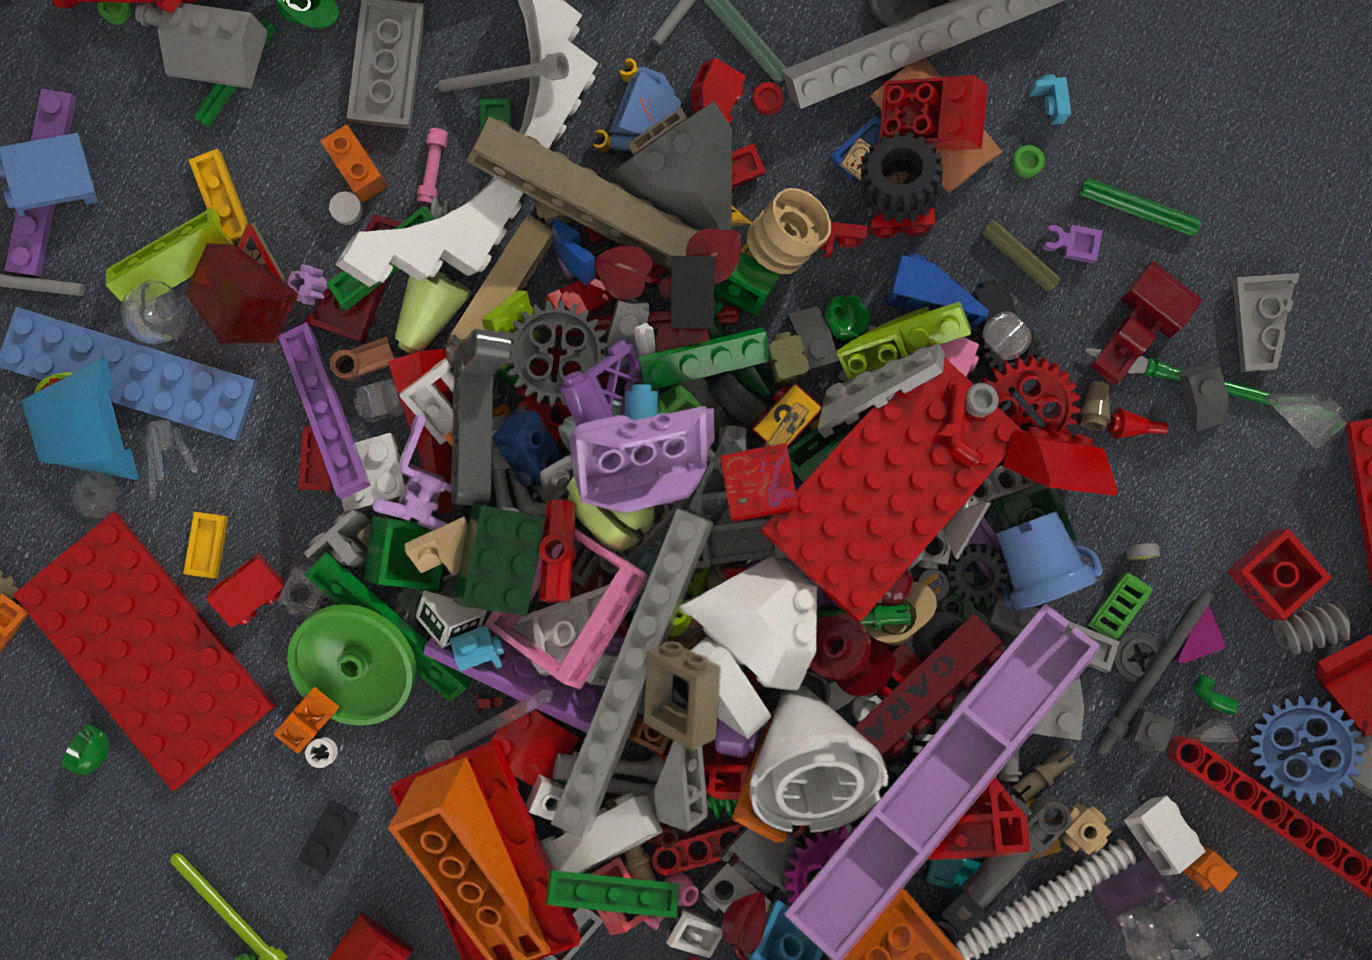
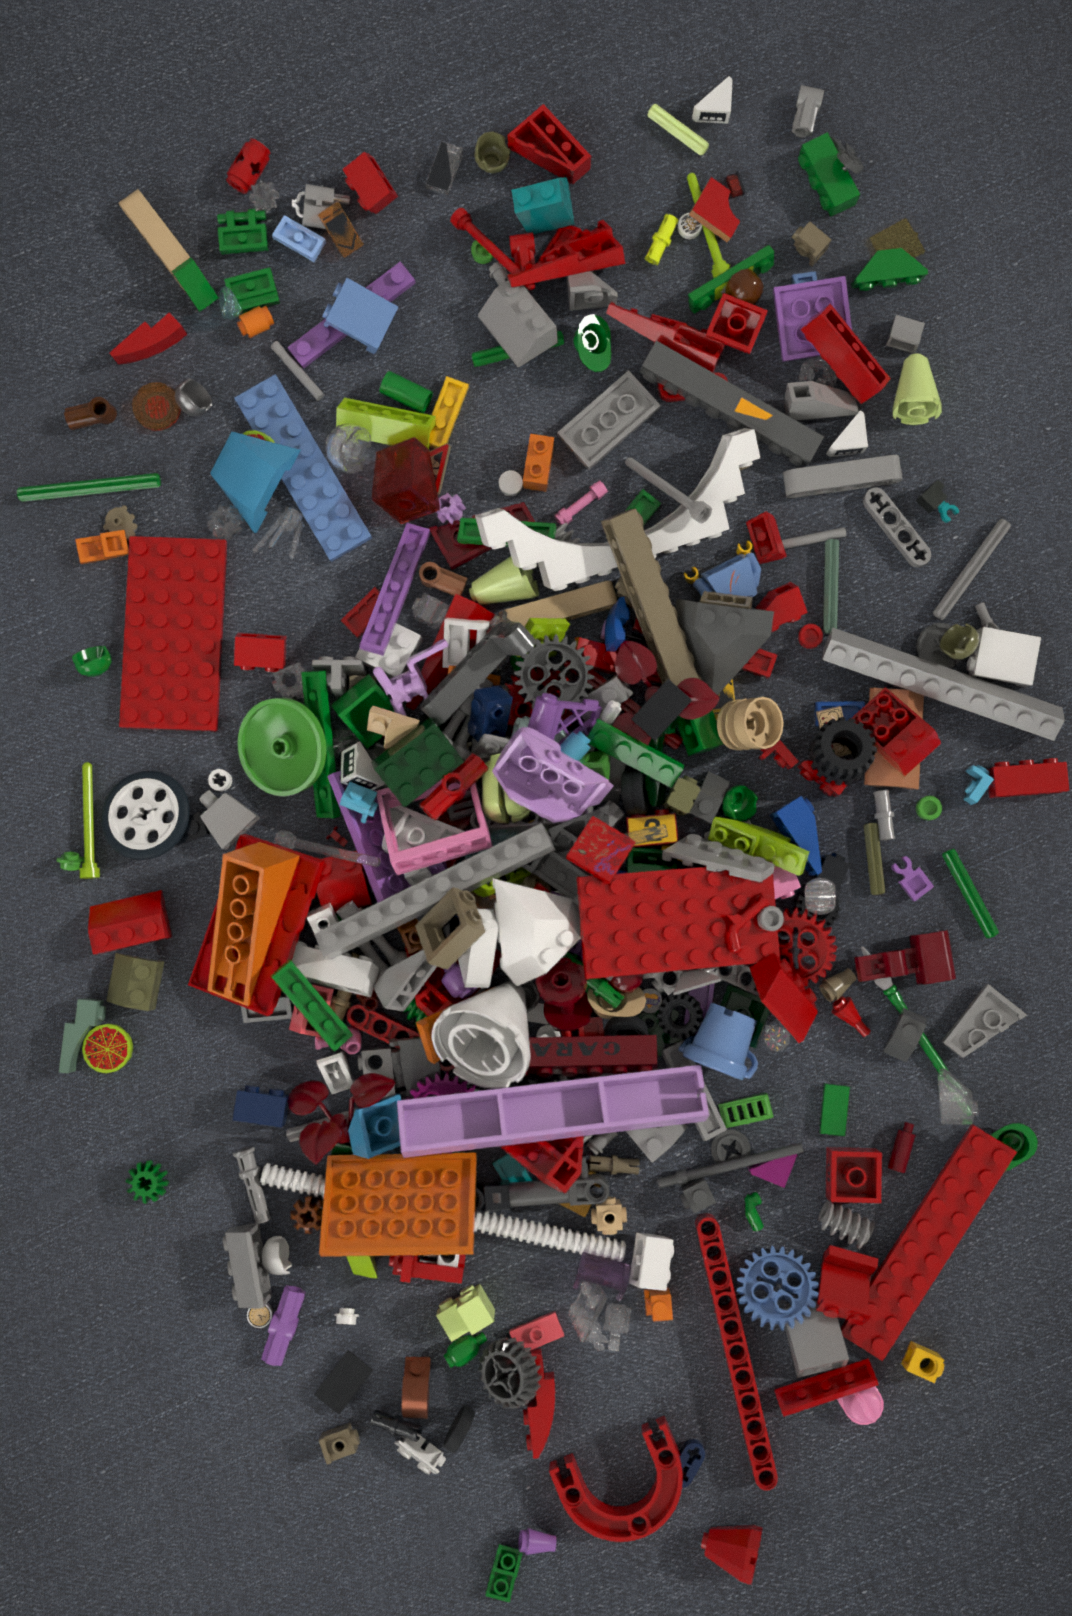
camera: 45 degrees right, 0 degrees up
(161, 210) = (405, 392): none -> green pin
(205, 545) = (260, 604): yellow tile -> none
(237, 856) = (169, 833): none -> wedge
(306, 720) = (228, 754): orange slope -> none
(361, 784) = (226, 818): none -> light grey torso
(640, 42) = (766, 538): none -> red slope
(993, 206) = (884, 815): none -> light grey pin
(1084, 510) = (776, 1037): none -> clear tile
(1097, 47) = (1028, 778): none -> red brick
(1142, 551) = (787, 1091): light grey tile -> none
(1201, 528) = (834, 1109): none -> green tile
(1213, 731) = (734, 1230): clear slope -> none
(1298, 507) = (902, 1148): none -> dark red cylinder

